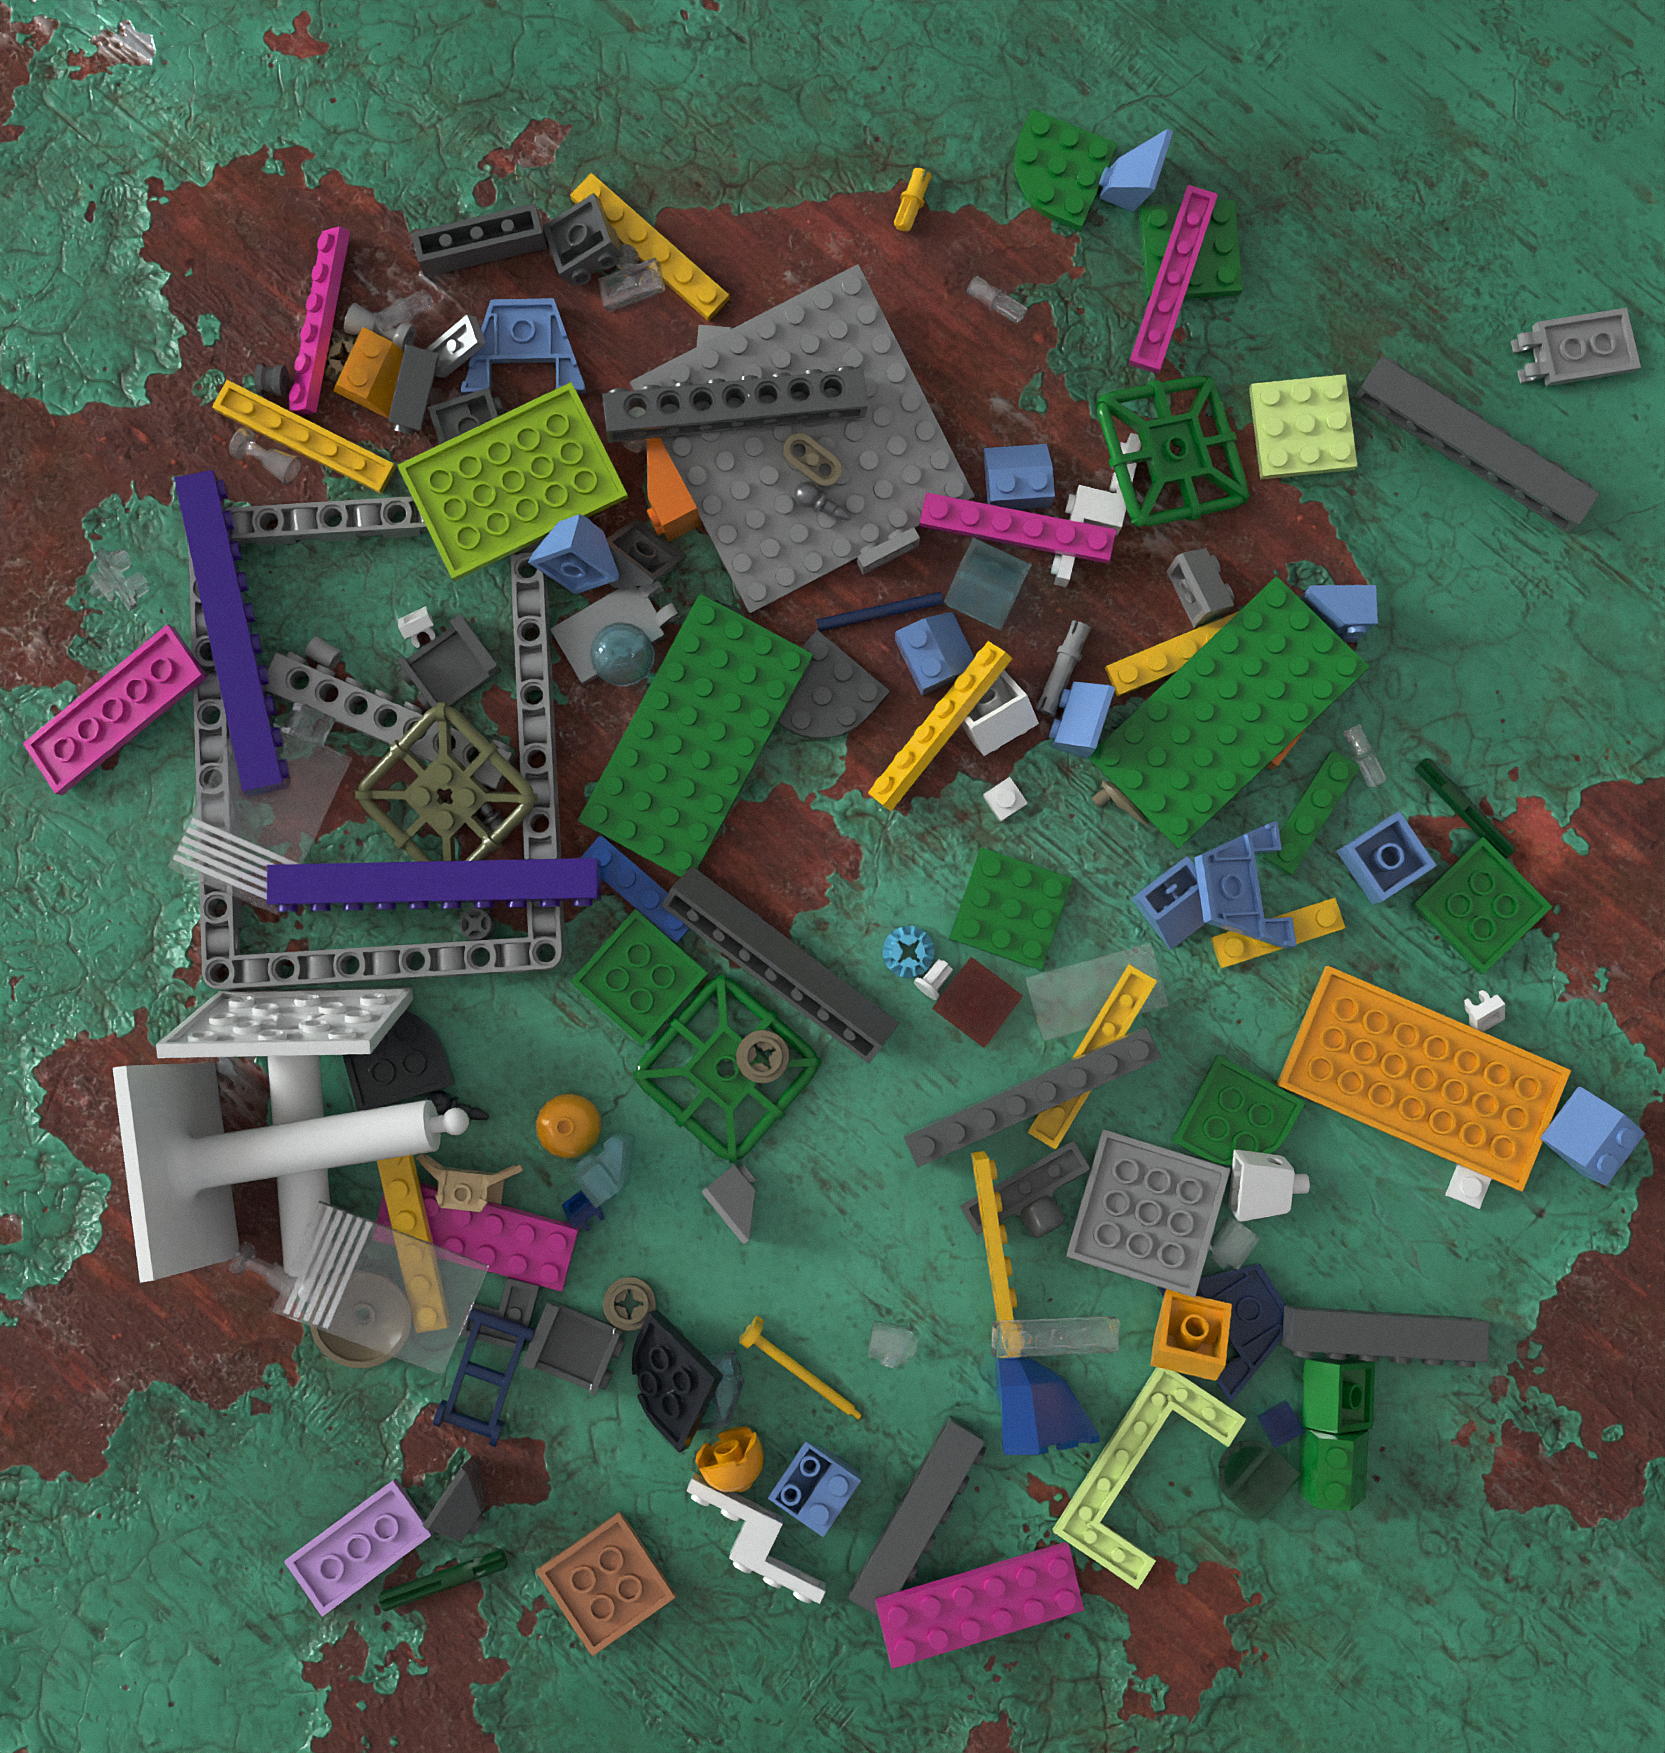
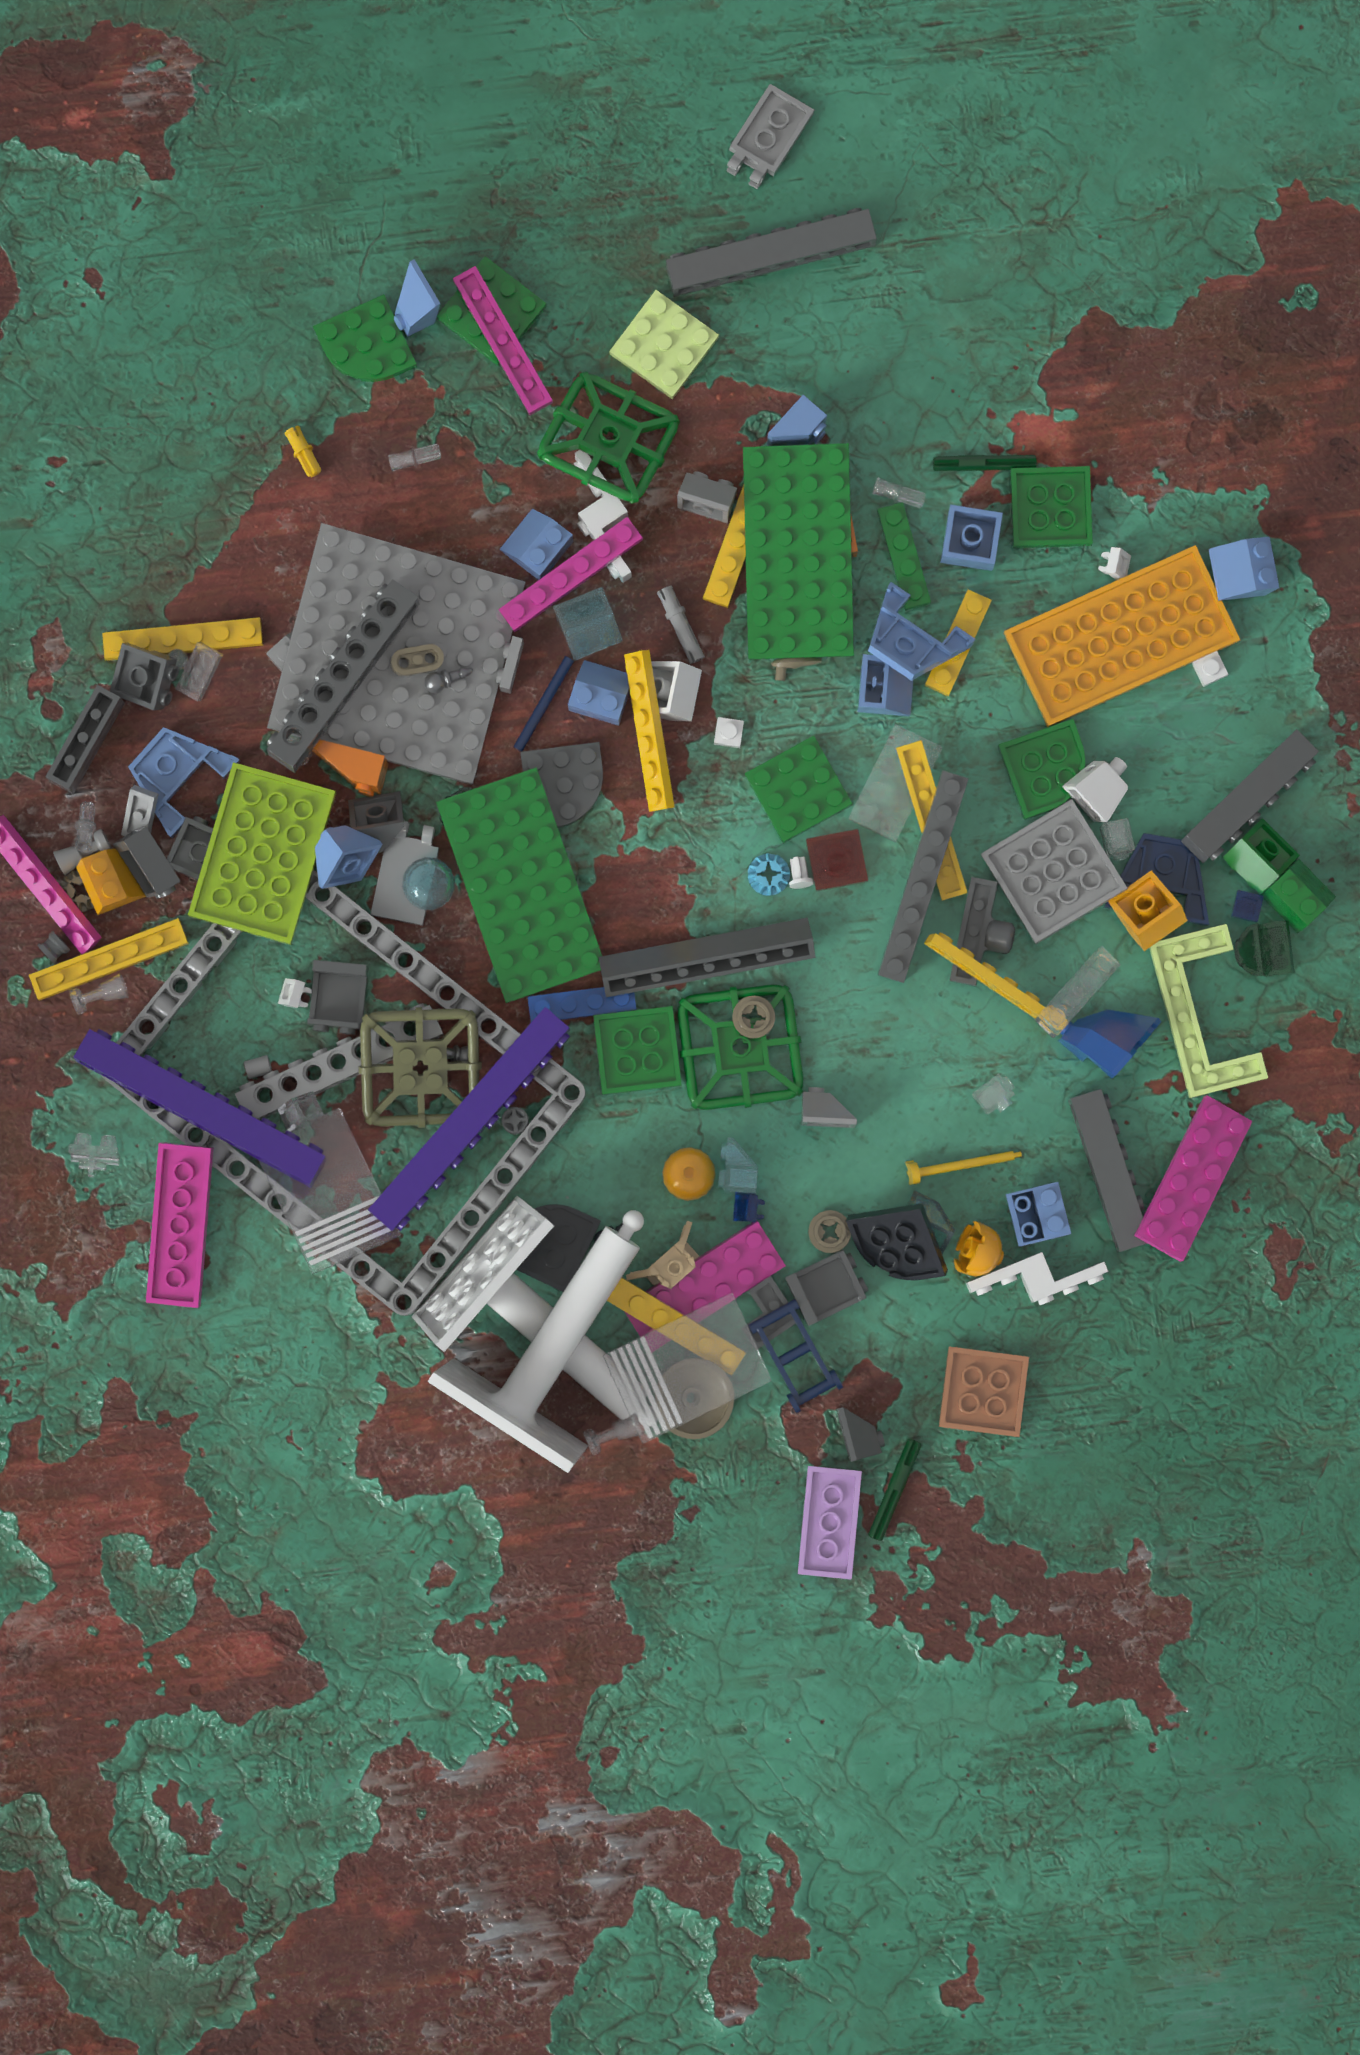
camera: 50 degrees left, 0 degrees up
(1081, 718) = (722, 641): medium blue slope -> none

